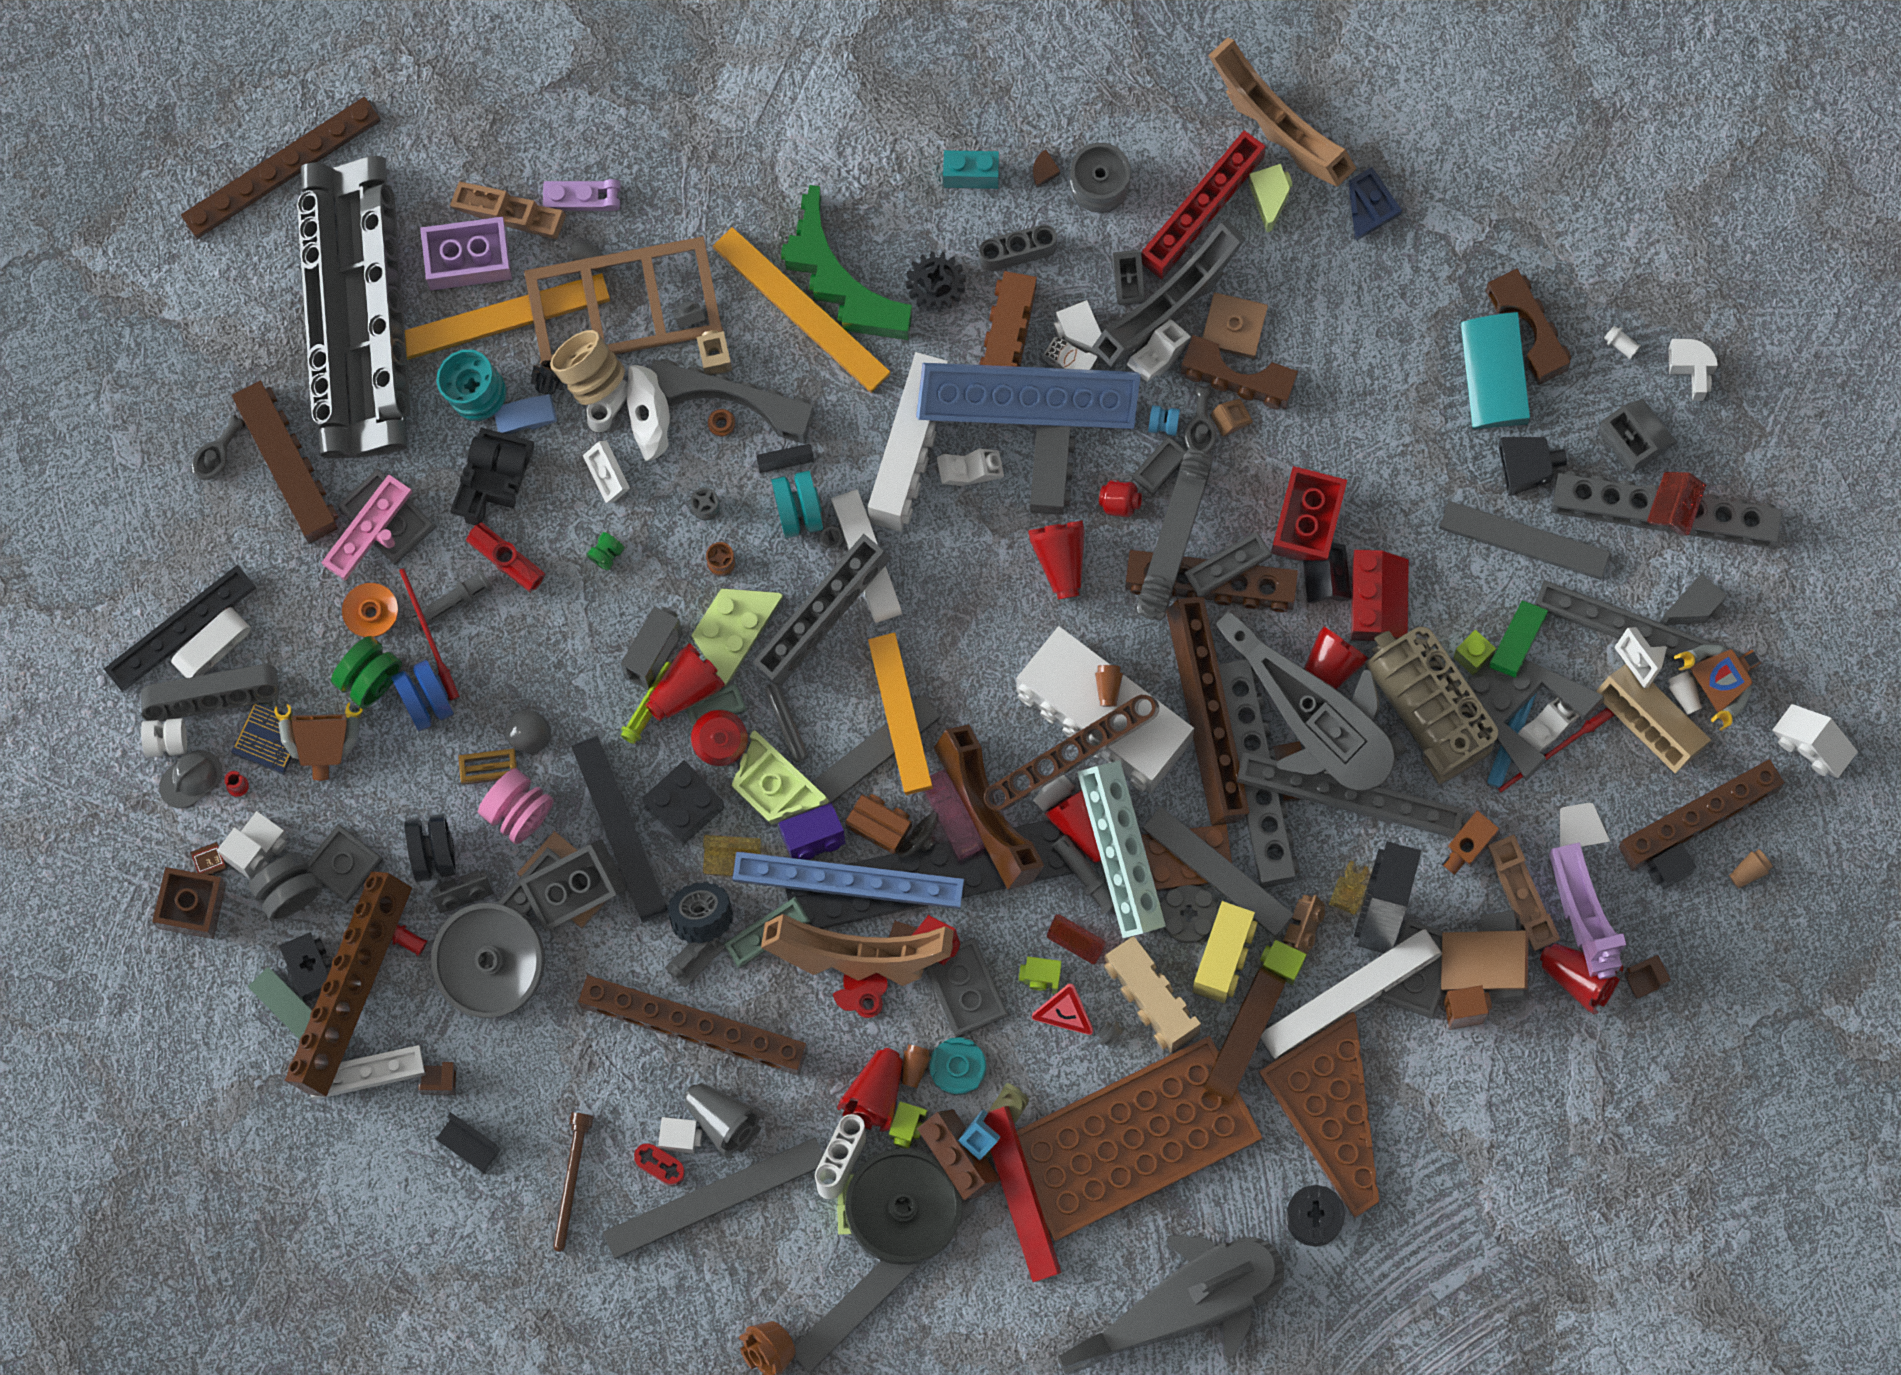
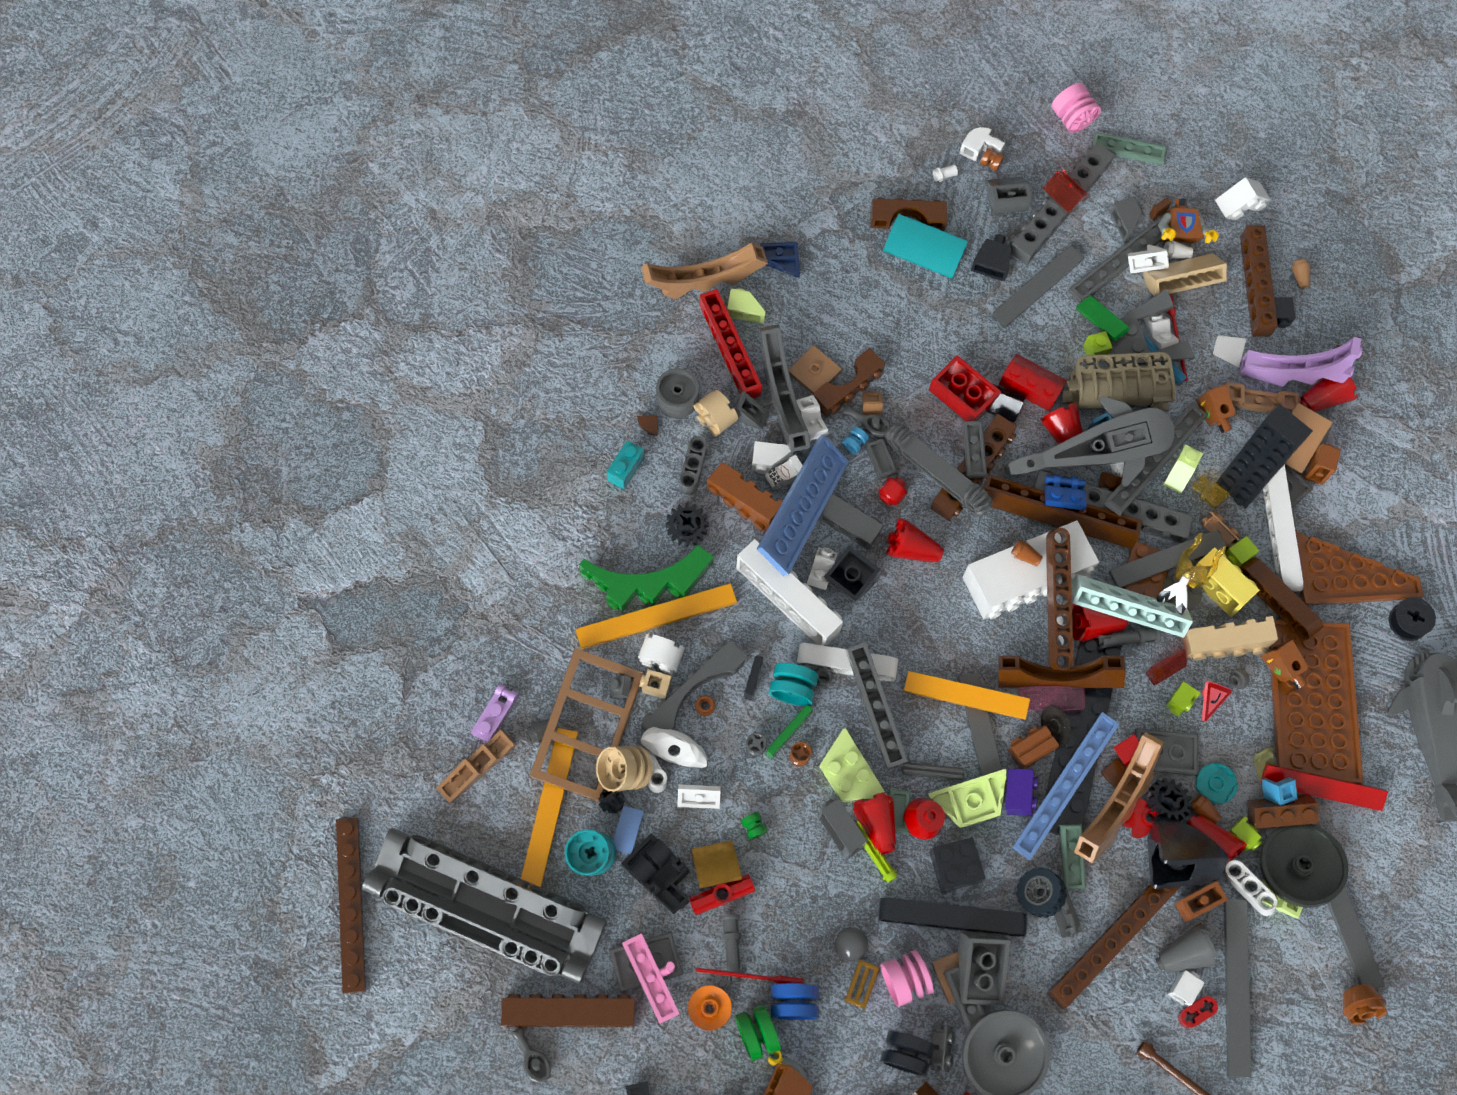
camera: 70 degrees left, 5 degrees down
(466, 253) = (493, 808): lavender brick -> none
(536, 531) = (716, 864): none -> pearl gold slope
(721, 852) = (1005, 857): clear yellow panel -> none
(740, 532) = (789, 731): none -> green tile
(751, 335) = (660, 653): none -> white brick
(791, 1104) = (1201, 901): none -> dark orange brick
(842, 1047) = (1185, 846): none -> black piece
(906, 1022) = (1169, 799): none -> black gear
(979, 505) = (853, 574): none -> black slope
(1098, 234) = (715, 412): none -> tan brick
(1155, 1061) = (1286, 663): none -> dark orange torso
(1199, 898) = (1189, 576): none -> clear yellow hair
(1223, 704) = (1065, 497): none -> blue plate
(1359, 838) = (1183, 468): none -> yellowish green slope
(1678, 391) = (992, 159): none -> dark orange wheel
(1736, 640) = (1160, 208): none -> reddish brown tile
(1811, 560) = (1131, 148): none -> sand green tile
(1820, 457) = (1076, 107): none -> bright pink wheel

